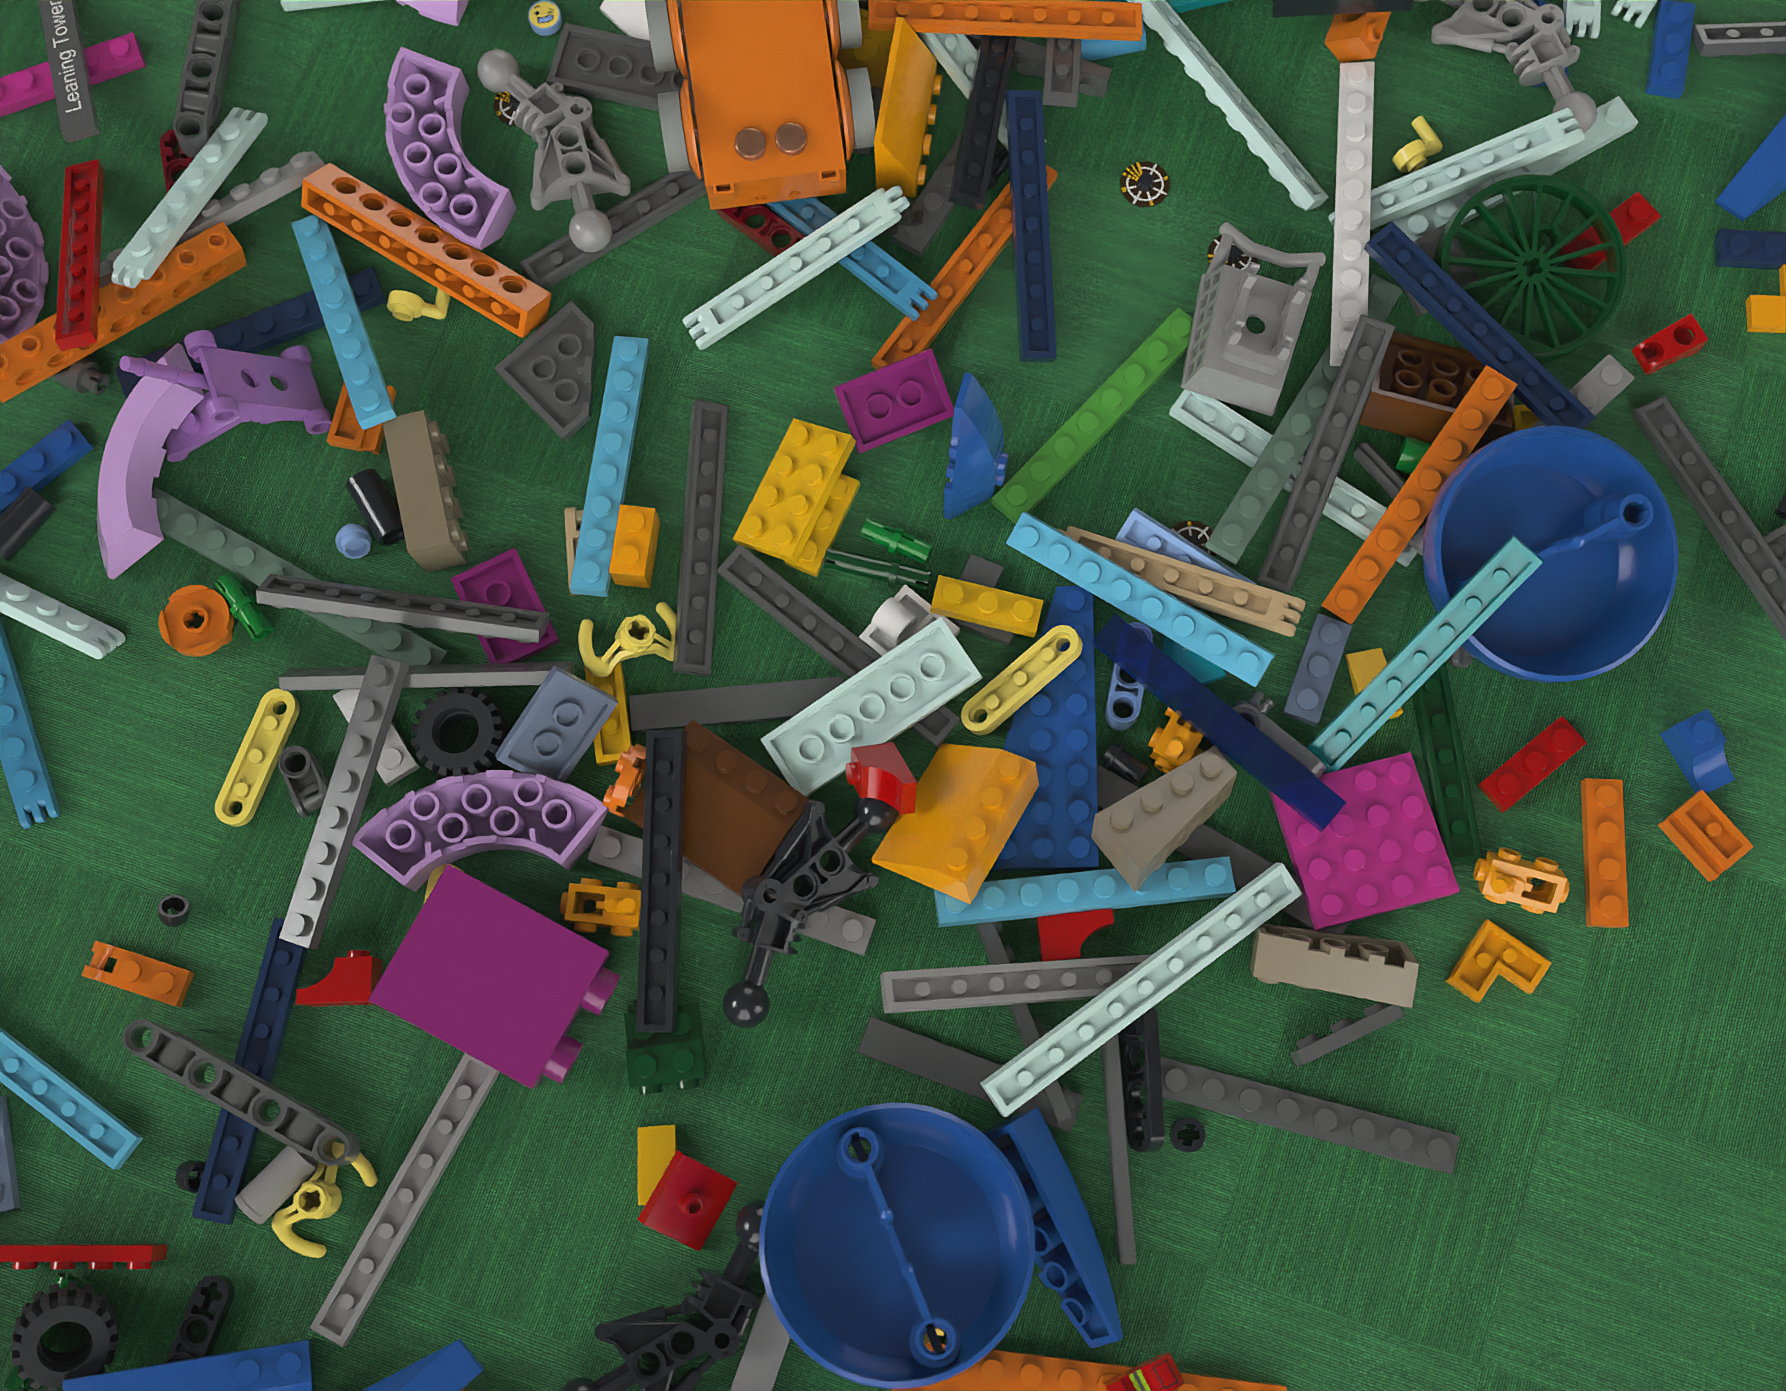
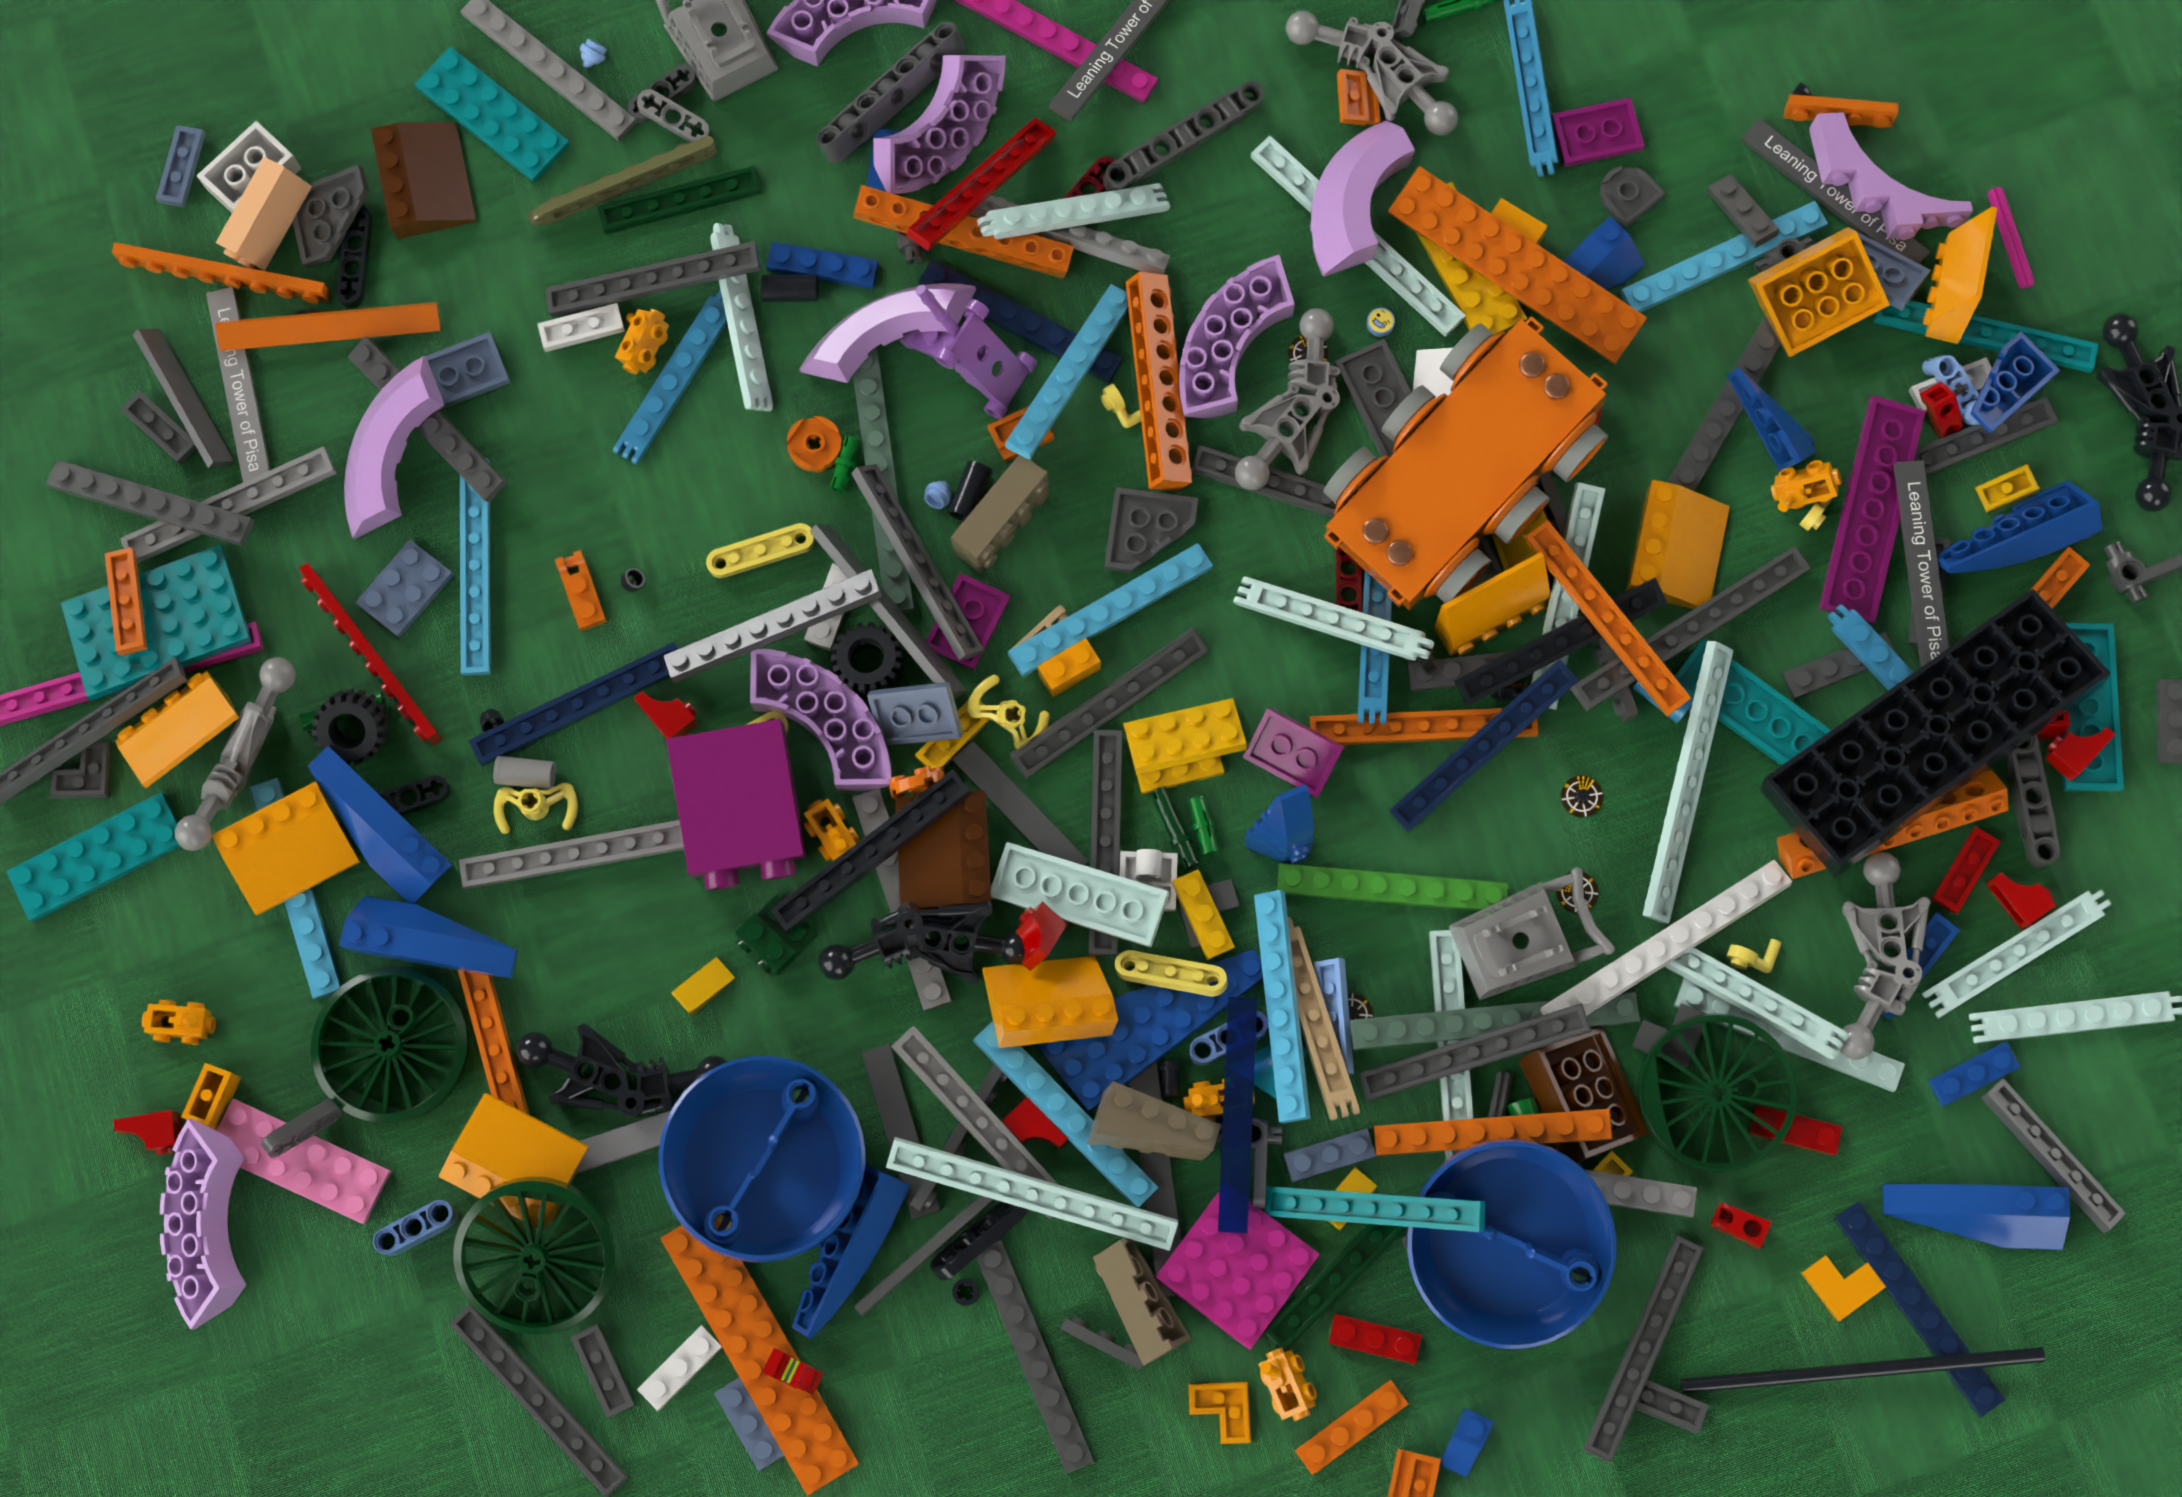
camera: 50 degrees right, 0 degrees up
(241, 1092) = (559, 710): dark grey beam -> none
(307, 786) = (766, 595): dark grey piece -> none
(687, 1201) = (695, 1020): red plate -> none
(1476, 329) = (1636, 1089): dark blue plate -> none

